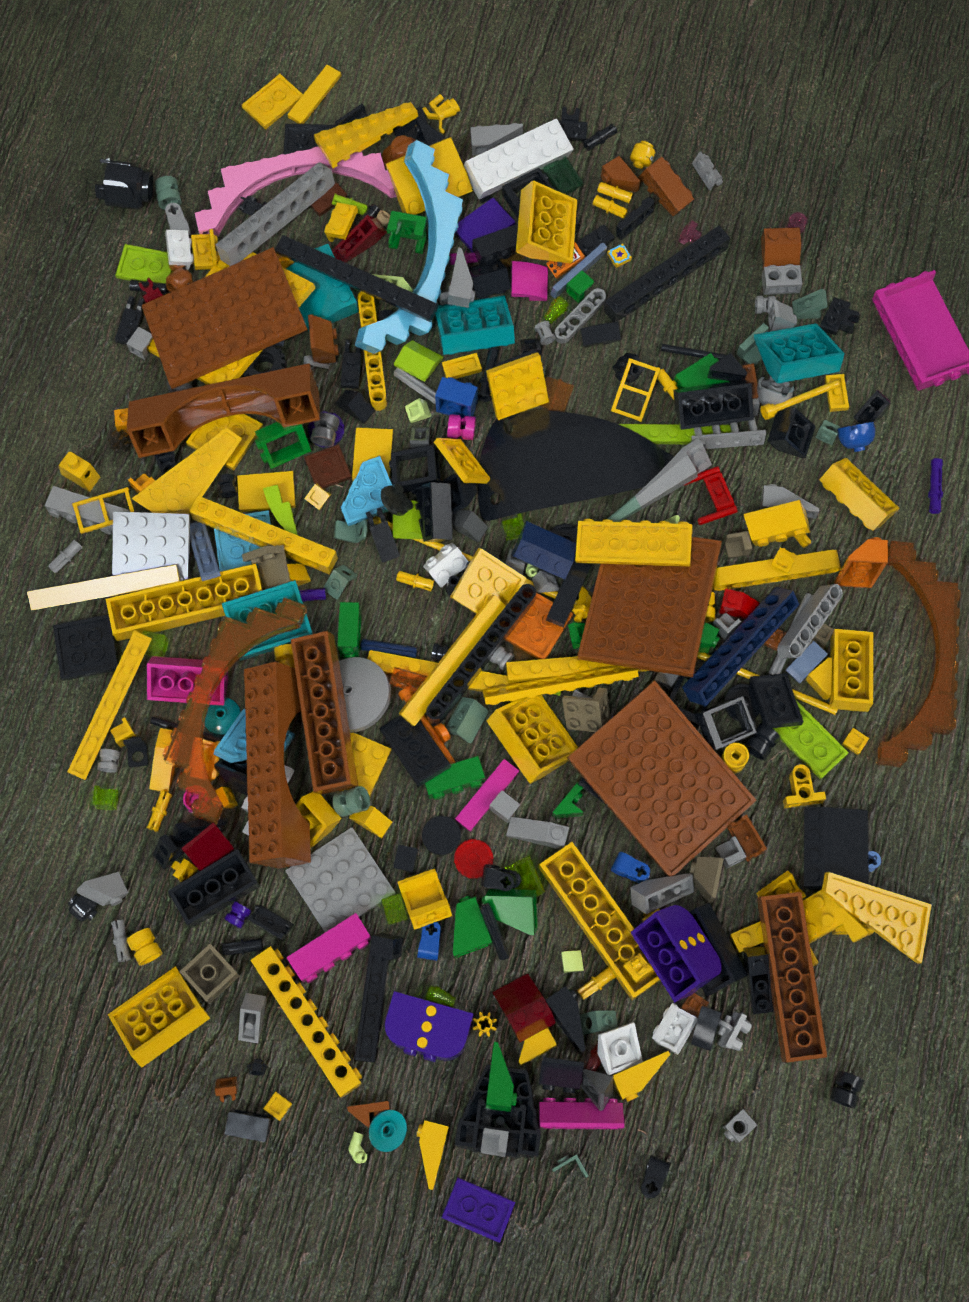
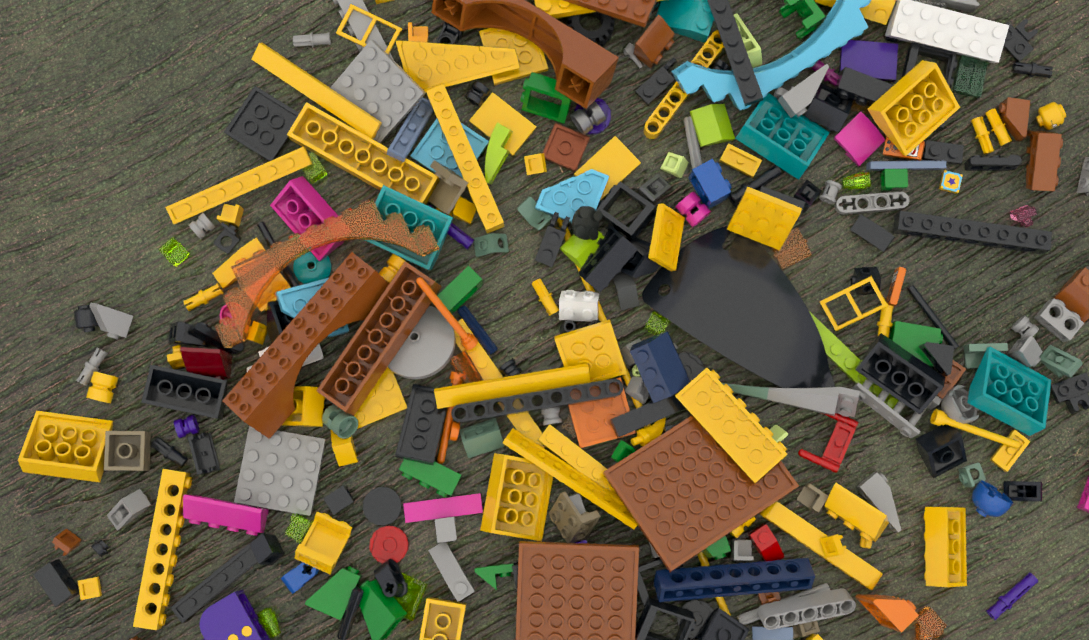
camera: 40 degrees right, 10 degrees up
(355, 405) = (631, 117): black slope -> none
(389, 657) = (468, 340): none -> orange piece
(651, 353) = (896, 285): none -> orange tile

